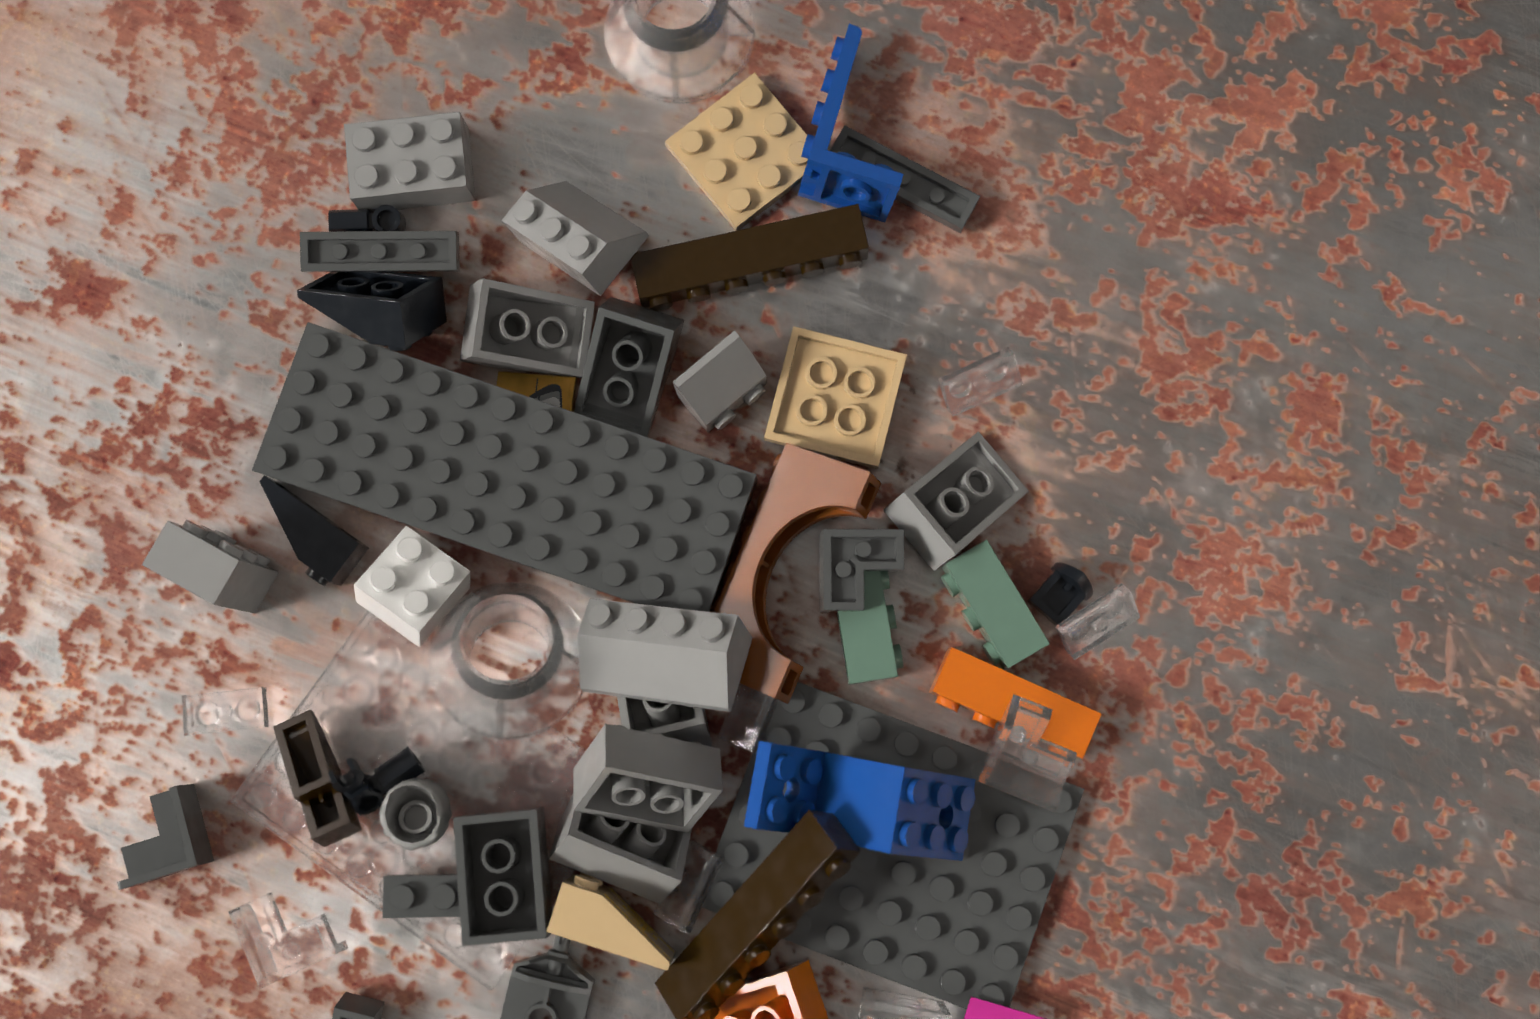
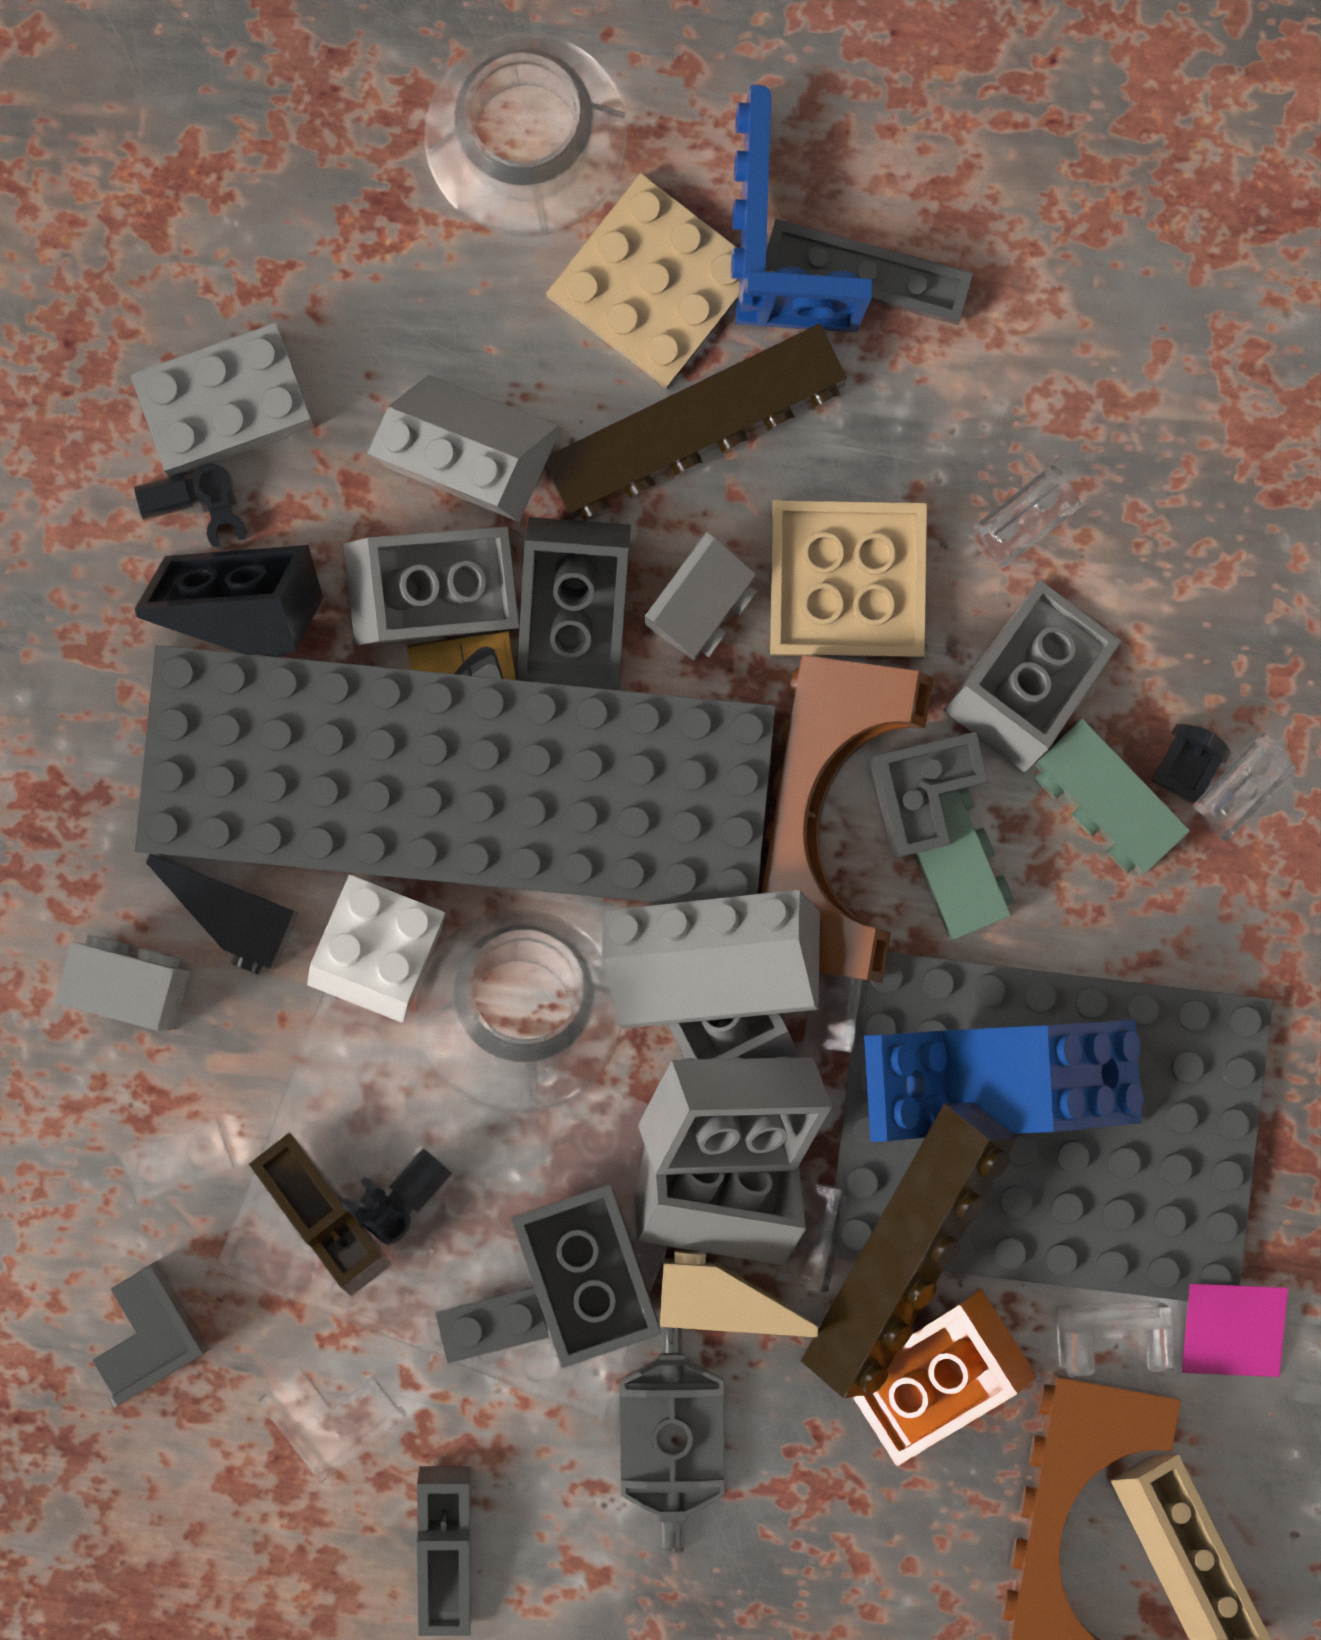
camera: 20 degrees left, 5 degrees up
(379, 251) = (217, 529): dark grey plate -> none
(415, 813) = (457, 1226): light grey hair -> none
(988, 690) = (1162, 914): orange brick -> none
(1023, 761) = (1189, 984): clear panel -> none

